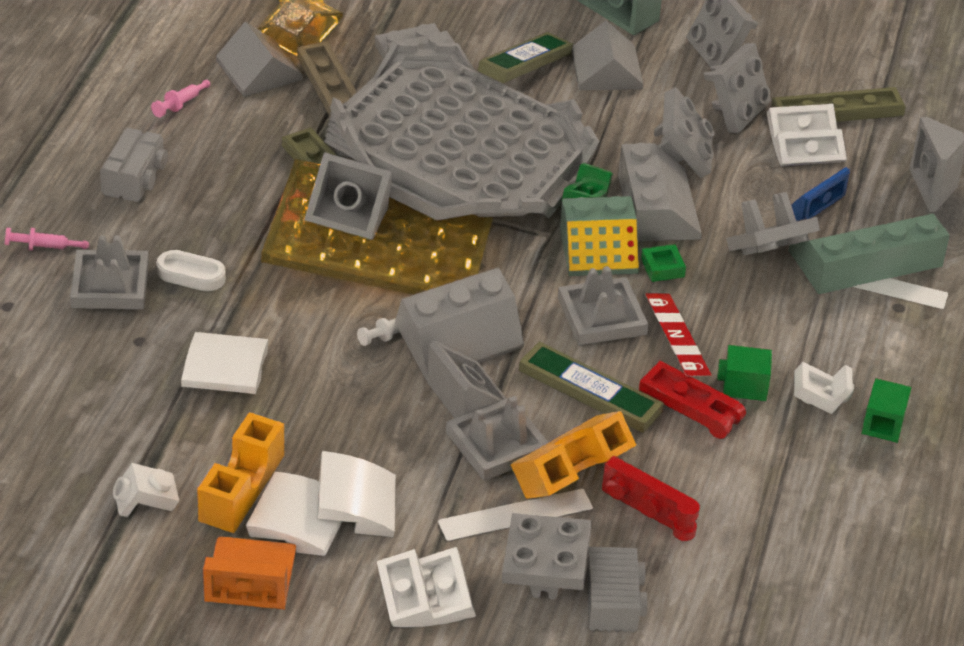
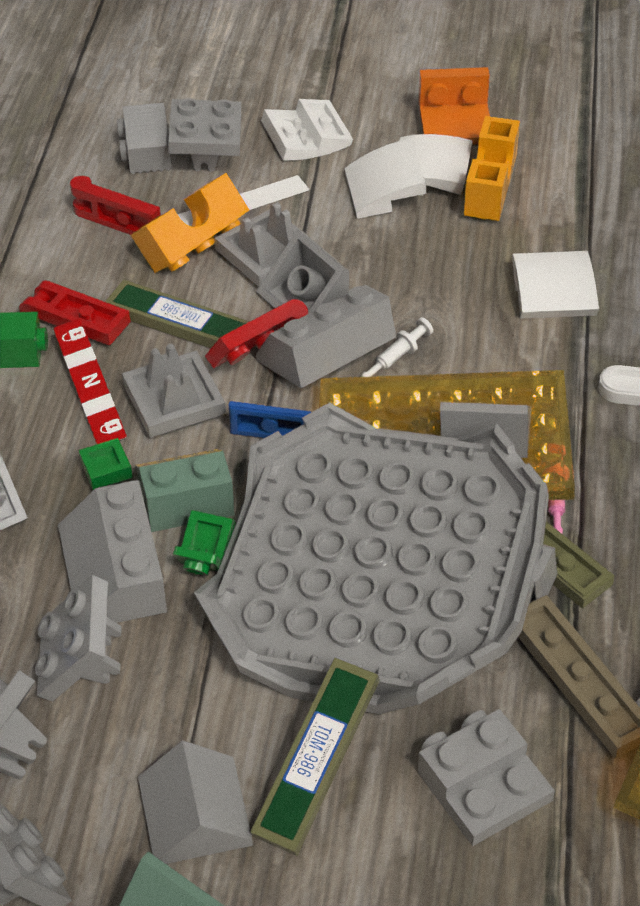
camera: 175 degrees right, 5 degrees up
(146, 487) = (570, 161): white bracket -> none
(523, 332) = (236, 344): none -> red plate
(526, 276) = (263, 420): none -> blue slope

